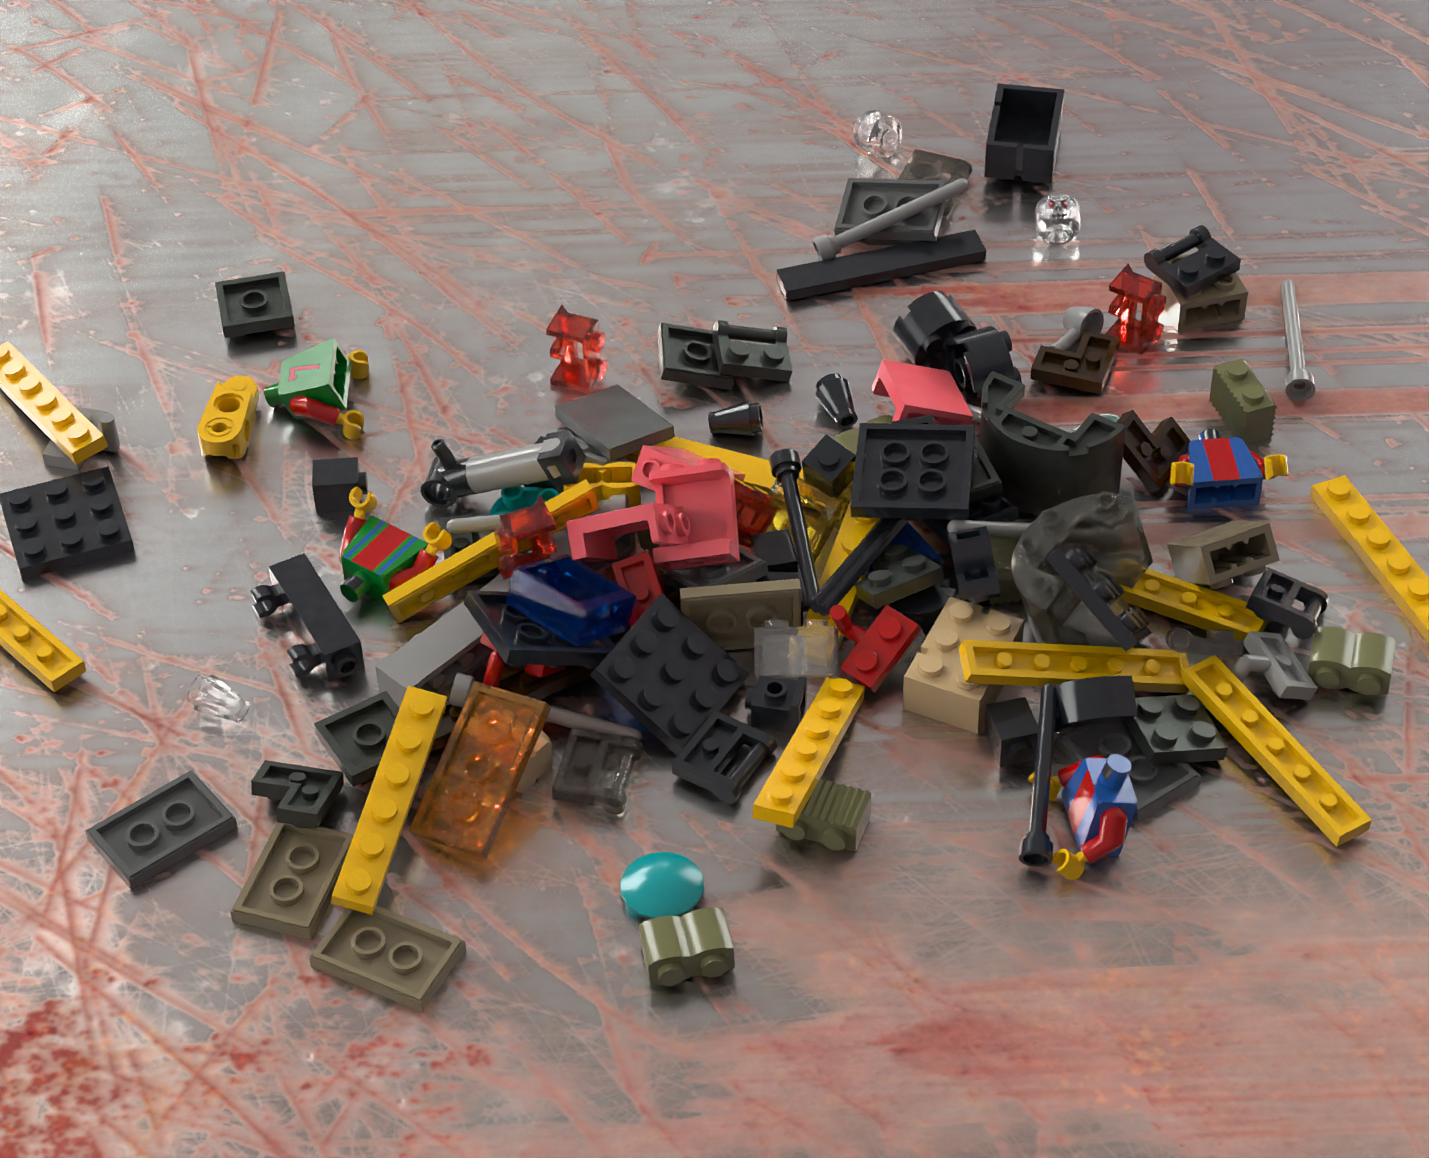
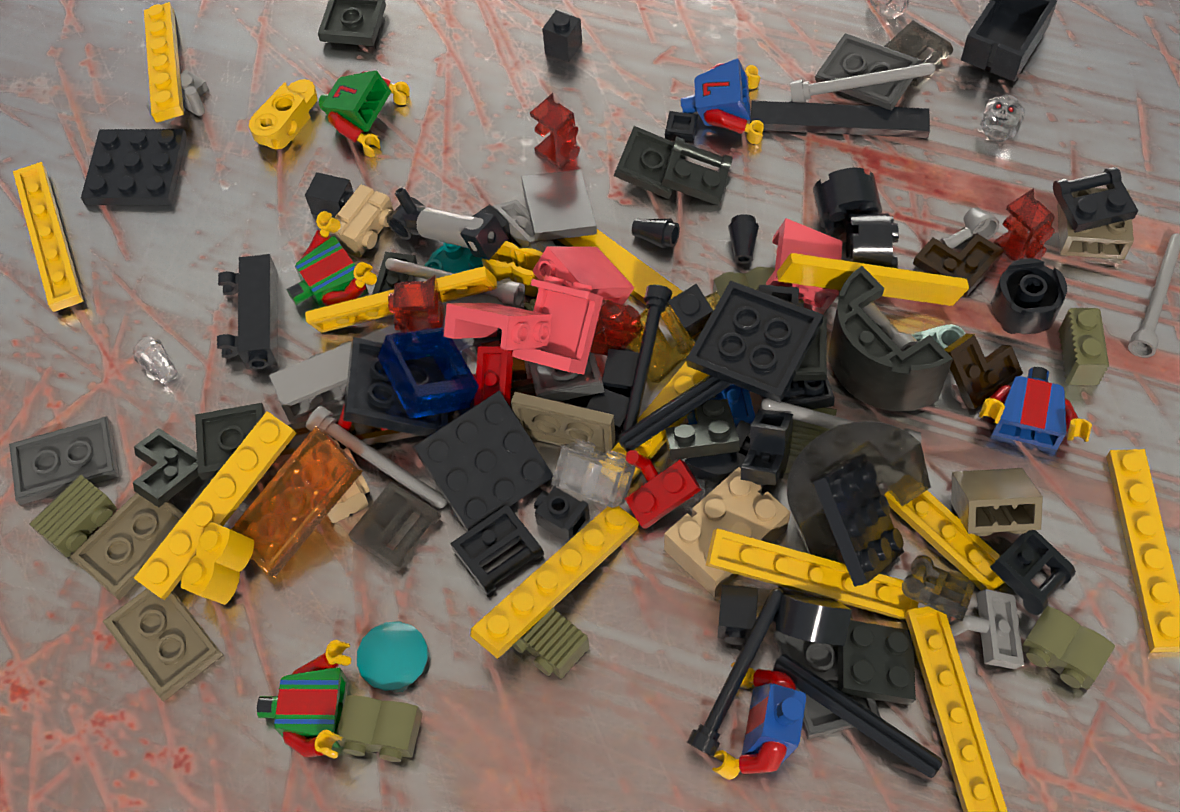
camera: 25 degrees right, 15 degrees up
(214, 870) = (73, 516): none -> olive brick
(395, 489) = (362, 220): none -> tan brick
(421, 854) = (217, 563): none -> yellow brick
(524, 258) = (562, 35): none -> black brick
(601, 947) = (310, 703): none -> torso
(706, 312) = (682, 126): none -> black tile
(748, 275) = (723, 98): none -> blue torso
(964, 391) = (896, 282): none -> yellow tile
(1166, 371) = (1028, 297): none -> black brick
(1193, 778) = (860, 717): none -> black axle

